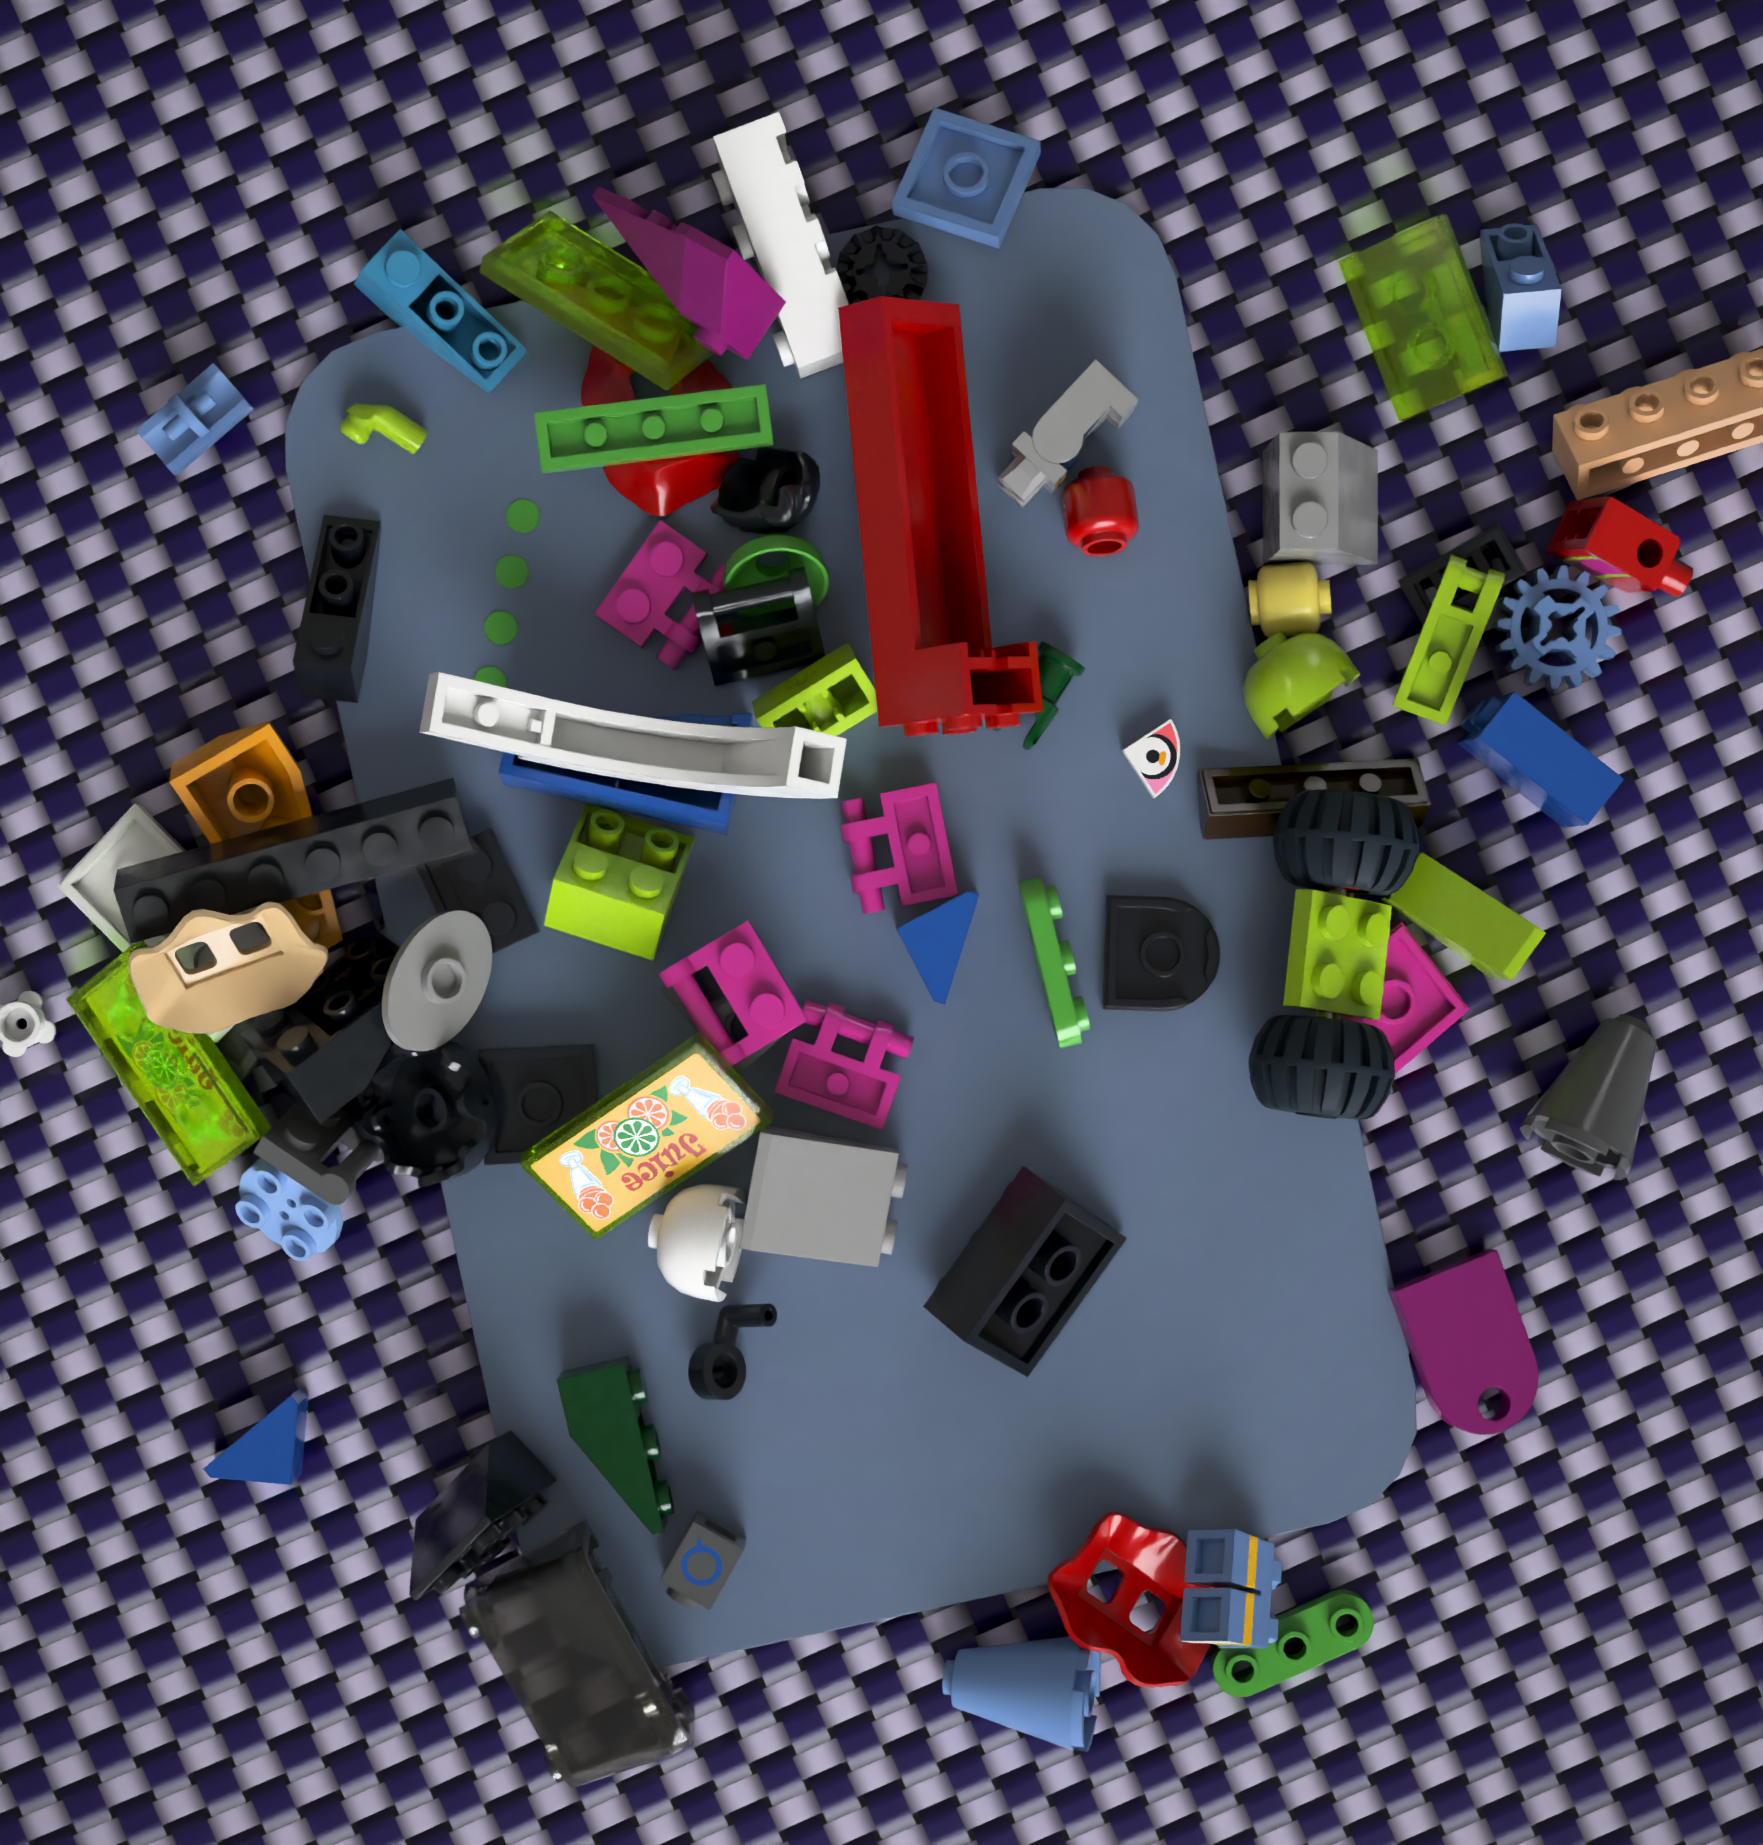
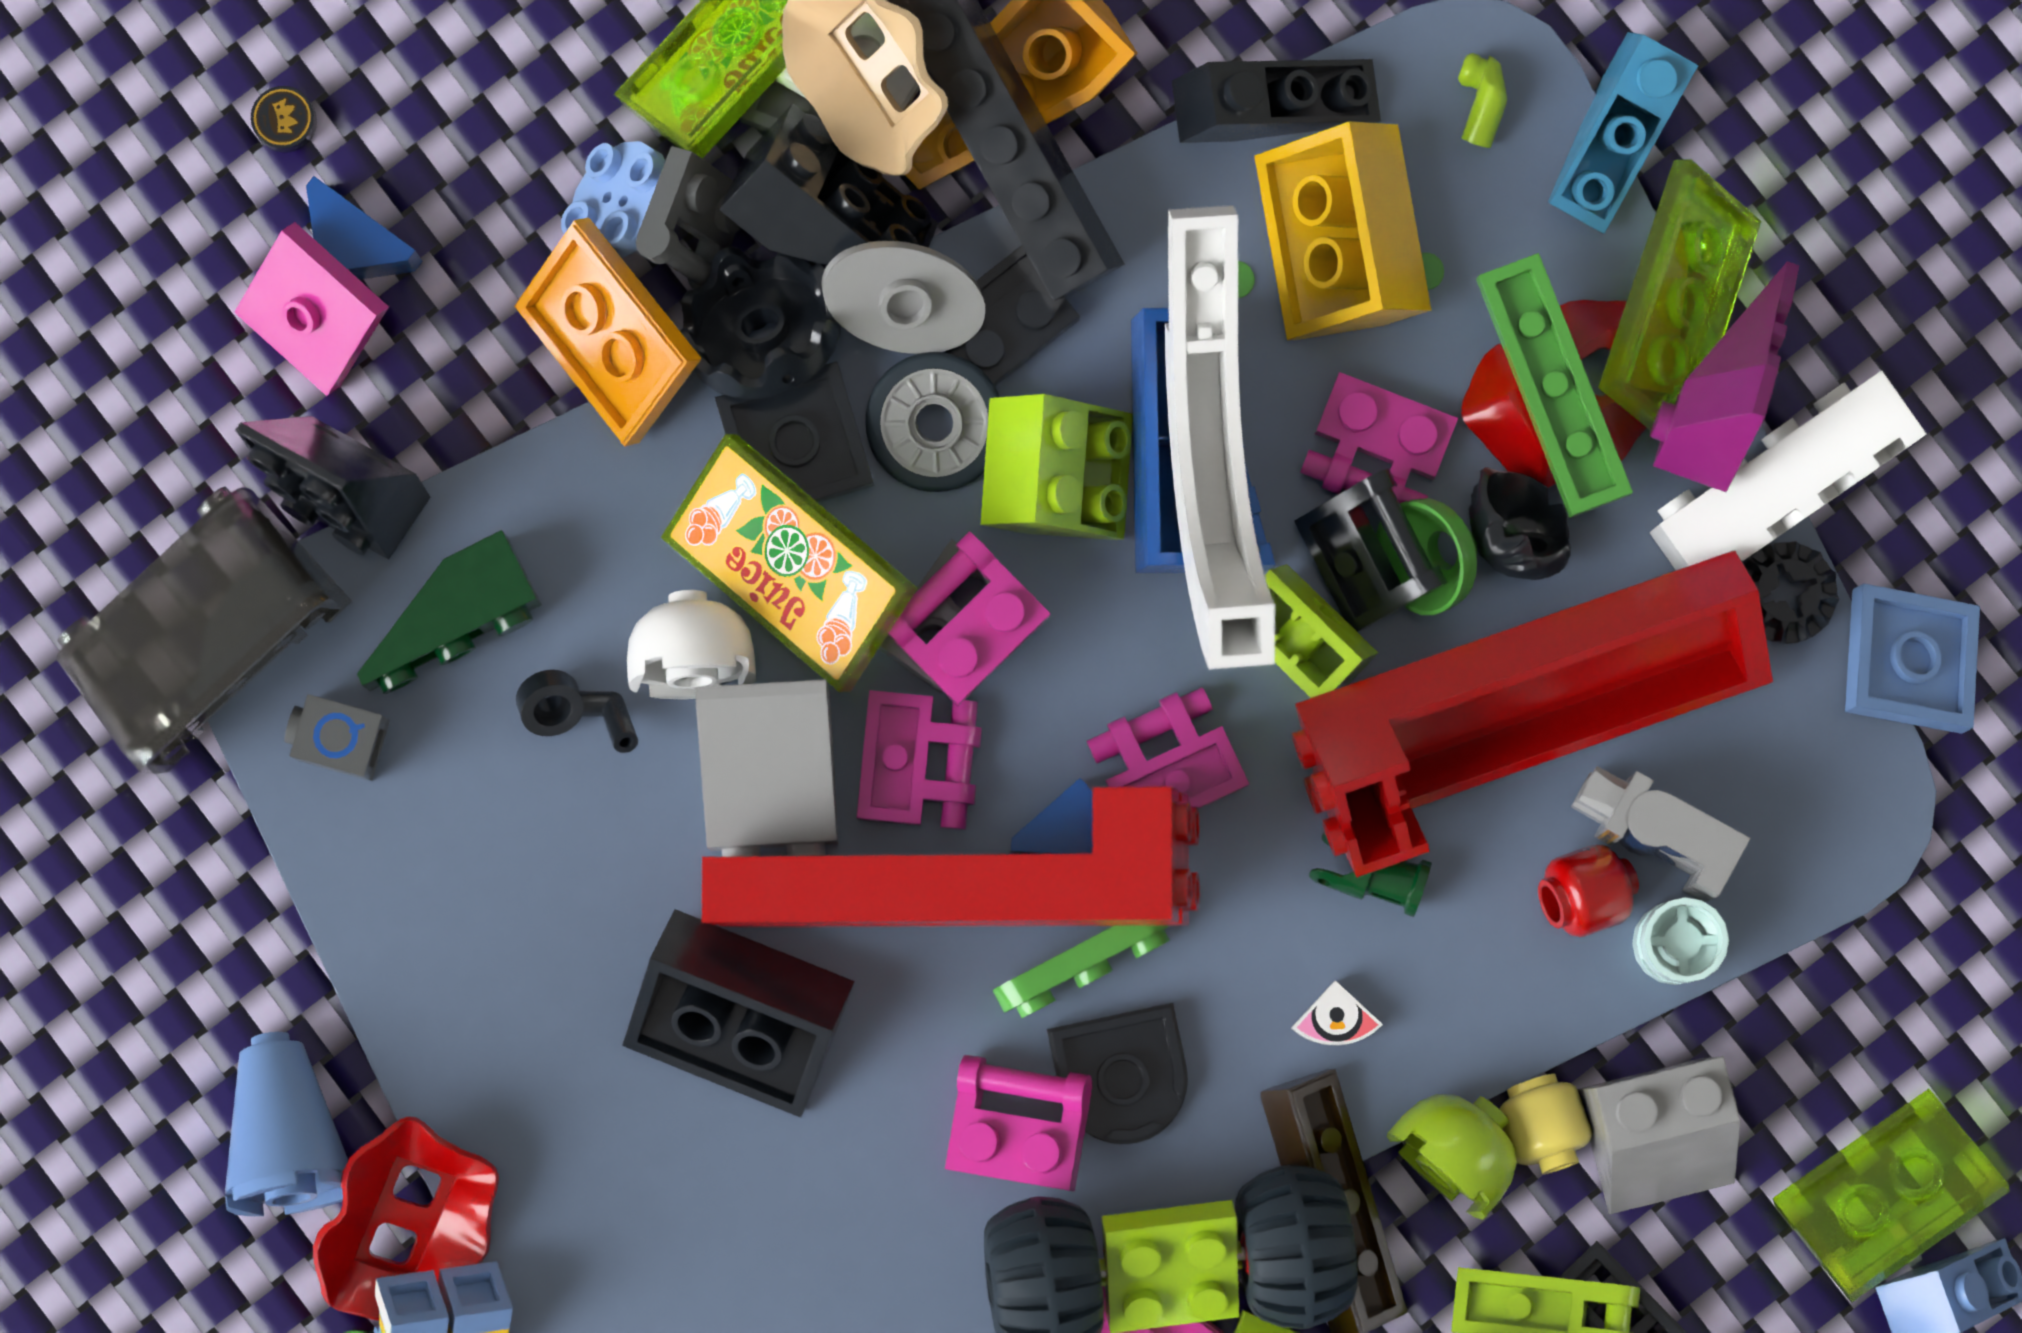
camera: 75 degrees right, 5 degrees down
(146, 1479) = (283, 119): none -> tile
(320, 1497) = (311, 308): none -> plate
(403, 1244) = (607, 332): none -> light orange tile
(470, 579) = (1342, 230): none -> yellow slope
(543, 1013) = (894, 428): none -> light grey wheel
(999, 908) = (1131, 879): none -> red brick
(1164, 443) = (1680, 941): none -> light aqua wheel
(1196, 1061) = (1012, 1144): none -> dark pink plate

